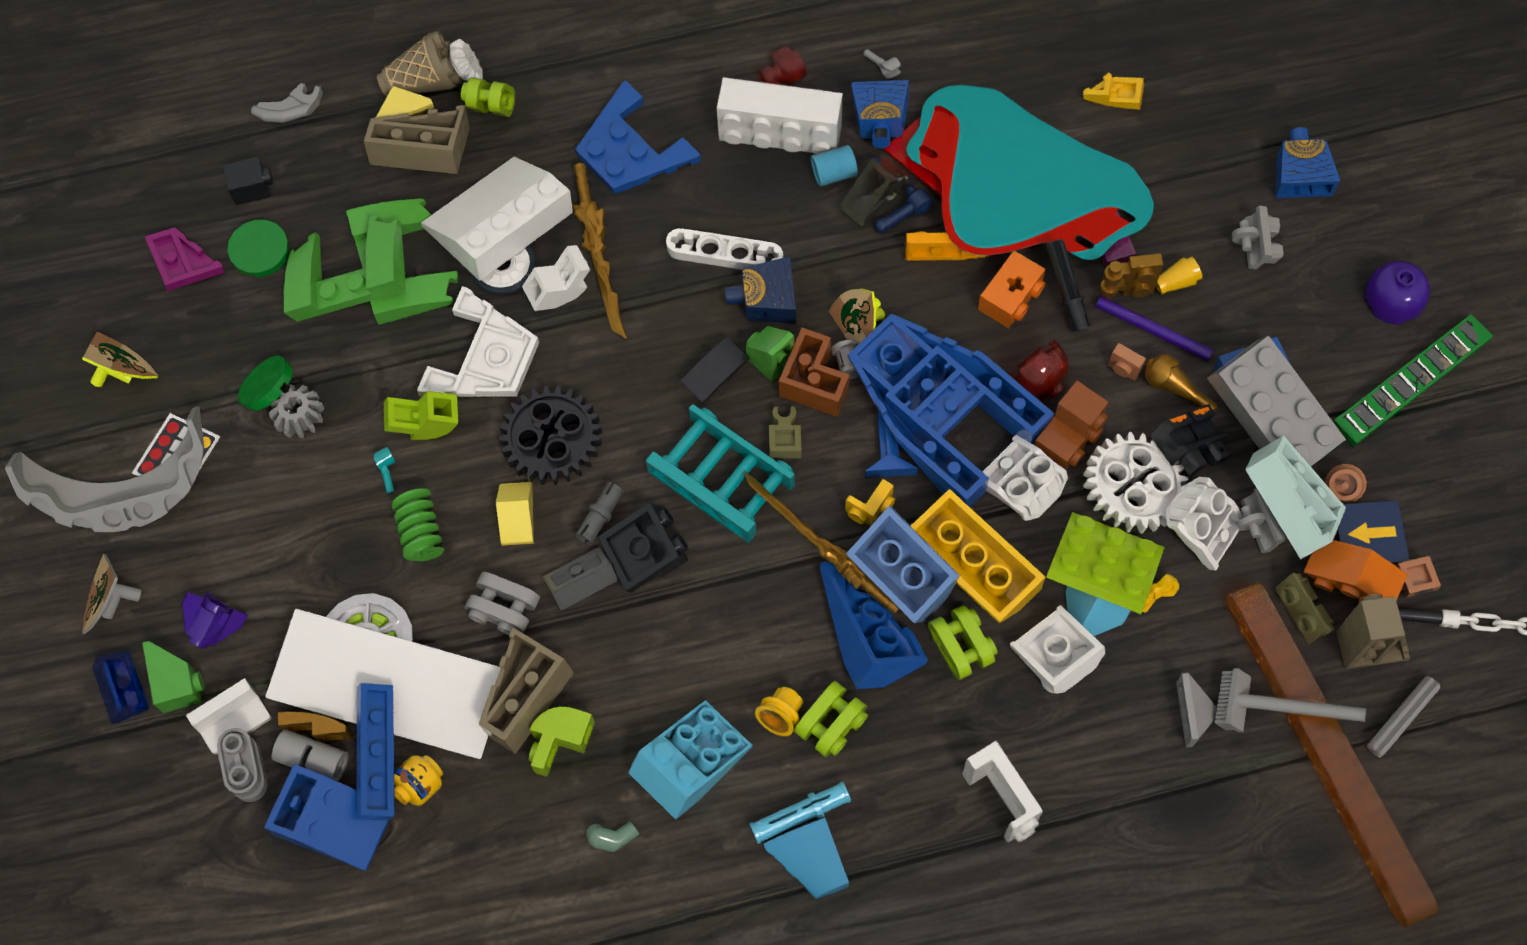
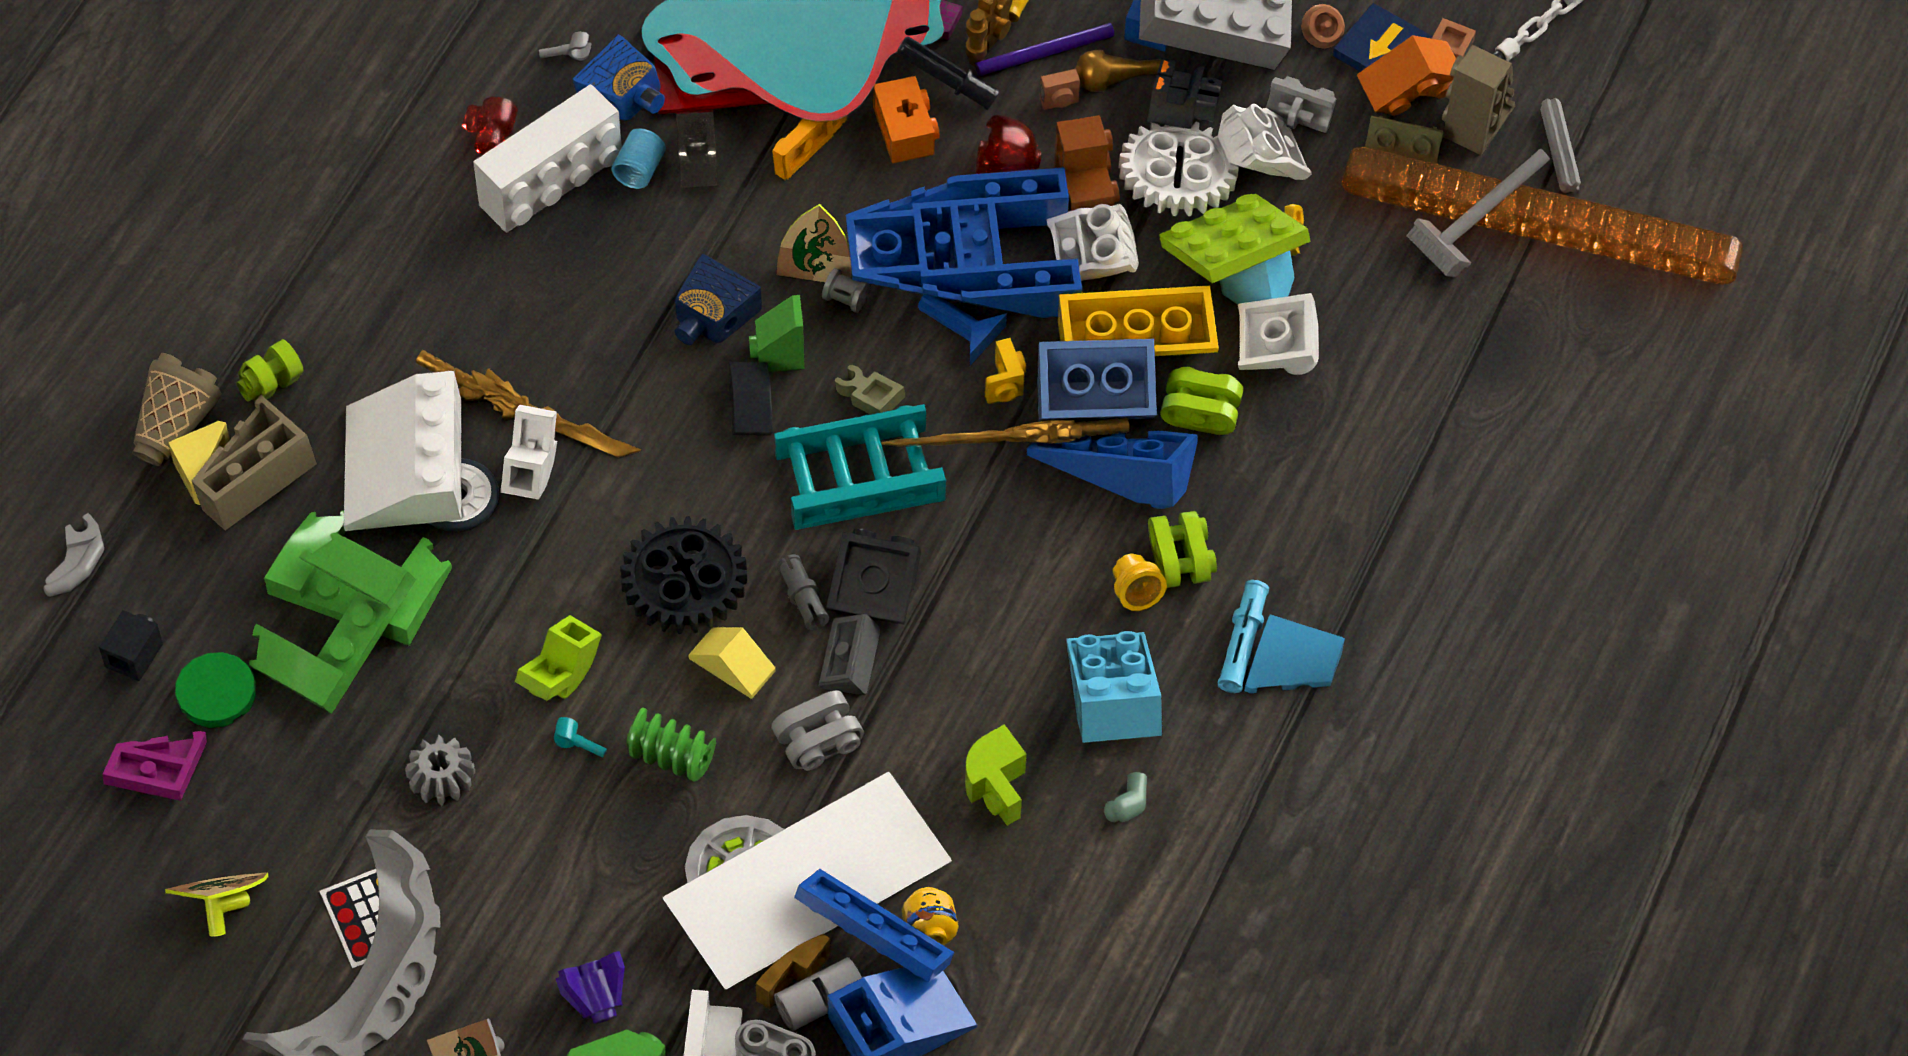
camera: 55 degrees left, 10 degrees down
(264, 383) = (385, 773): green tile -> none
(465, 61) = (193, 360): white gear -> none
(495, 358) = (553, 564): white wing -> none
(523, 690) = (923, 764): dark tan wedge -> none
(620, 154) = (437, 318): blue wing -> none
(725, 244) = (627, 303): white beam -> none
(807, 377) = (844, 329): dark orange brick -> none
(917, 203) = (741, 127): dark blue piece -> none
(1010, 787) = (1372, 457): white panel -> none
(1195, 709) = (1418, 282): light grey slope -> none
(1296, 496) = (1309, 58): light aqua wedge -> none

